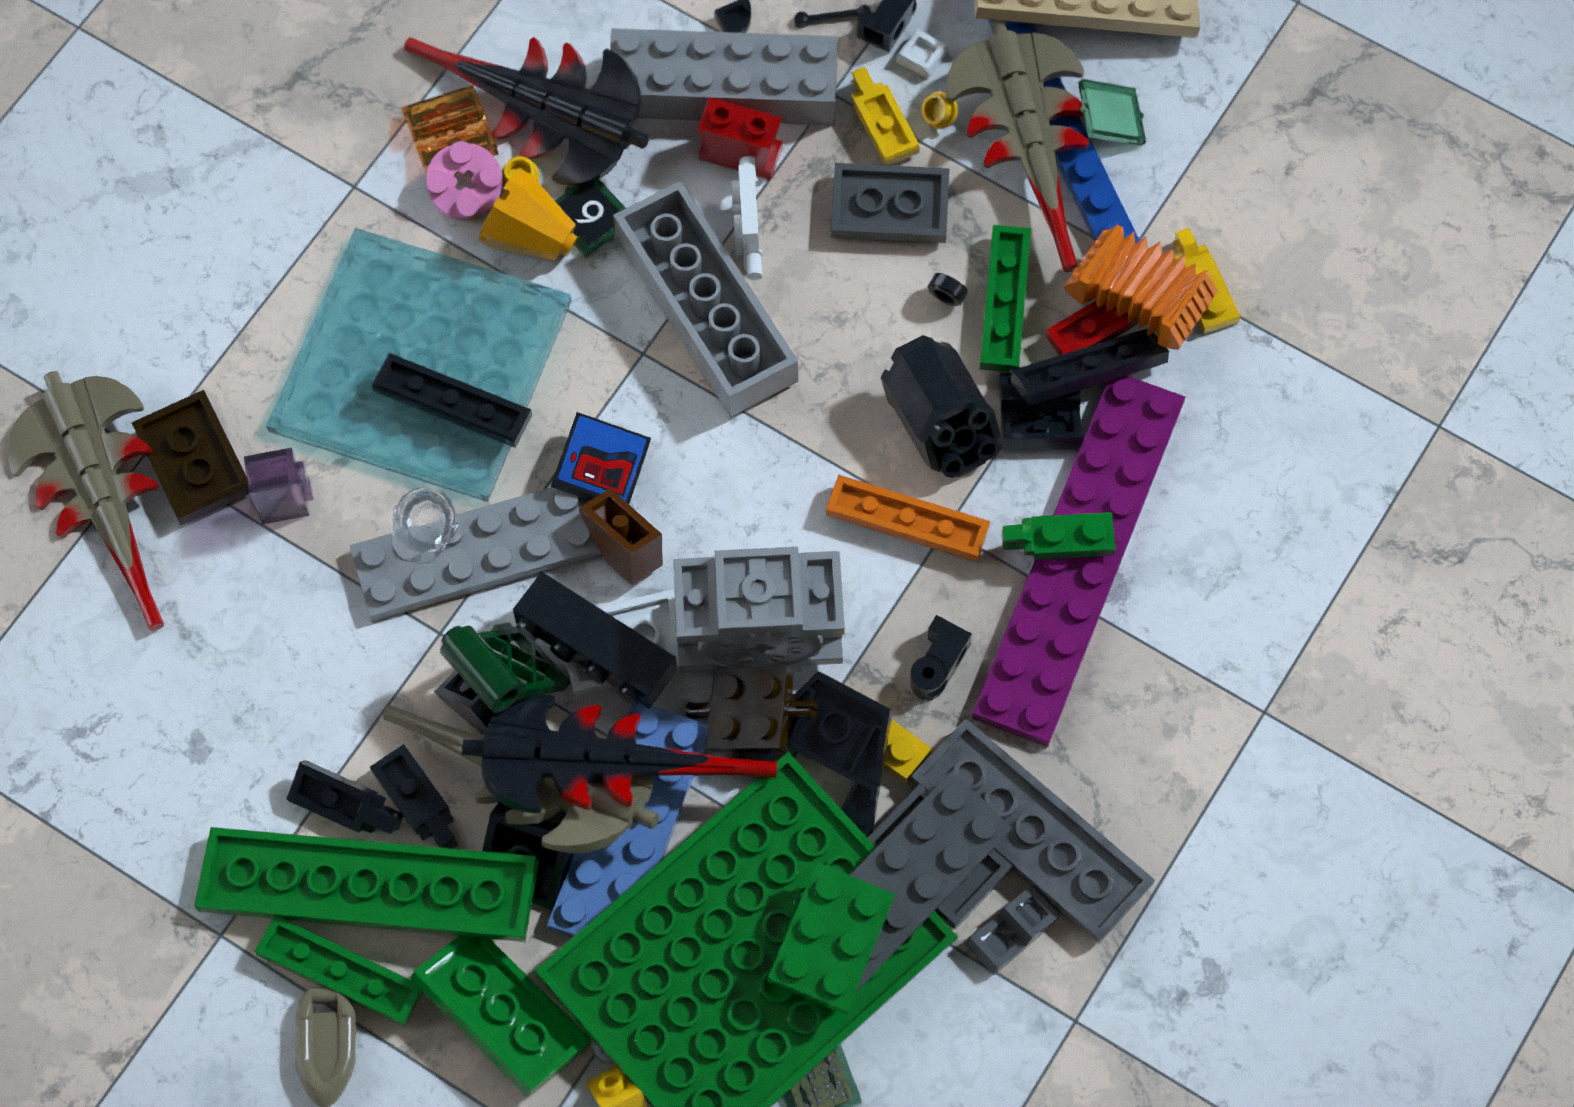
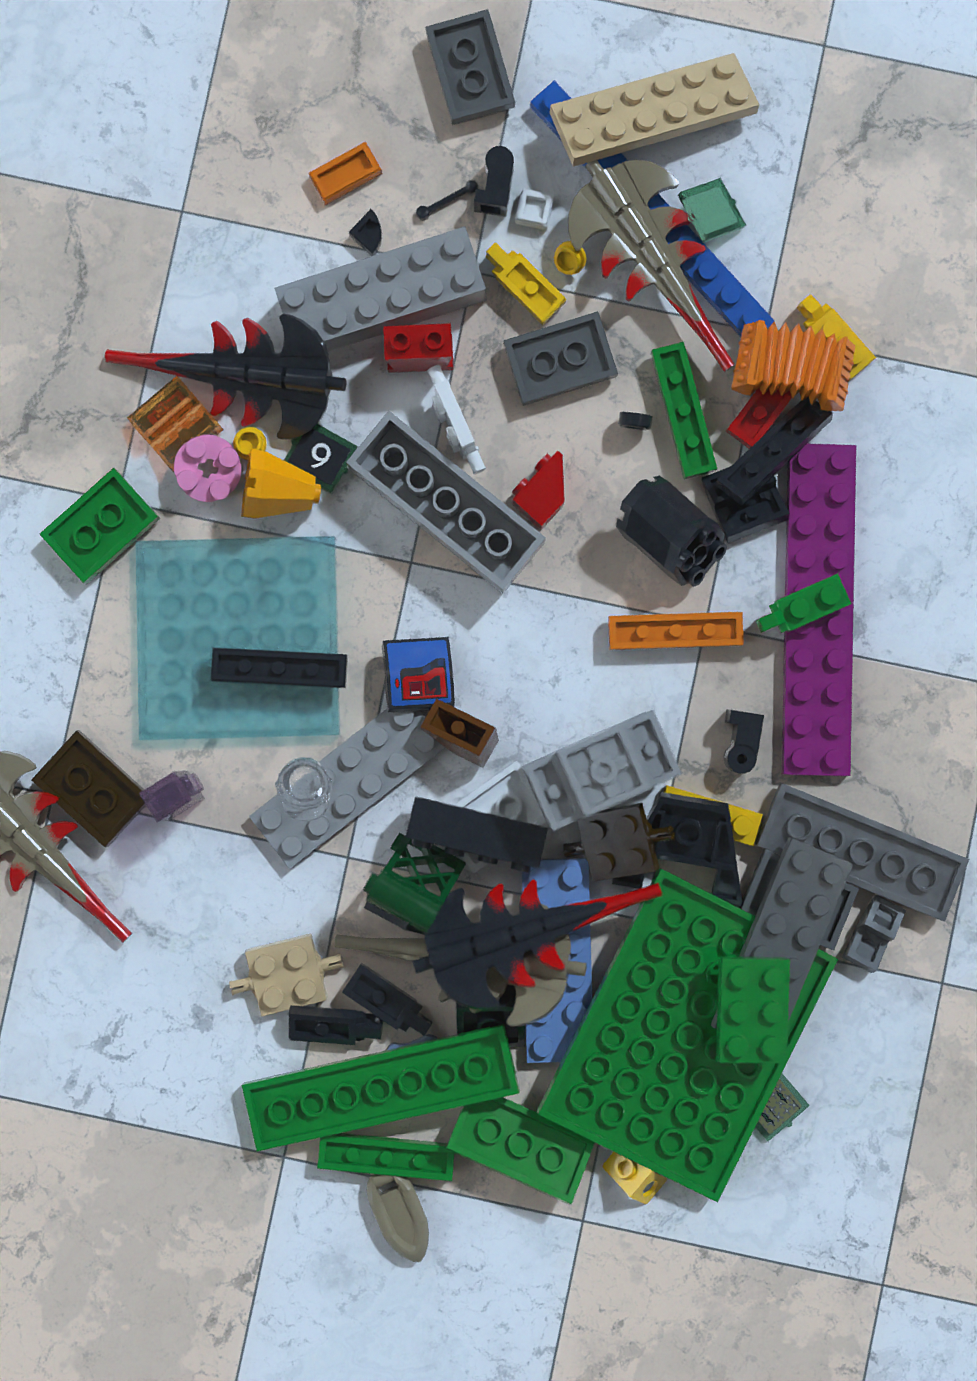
camera: 20 degrees left, 20 degrees up
(315, 727) = (286, 974): none -> tan plate
(324, 200) = (99, 526): none -> green plate
(816, 326) = (544, 493): none -> red slope

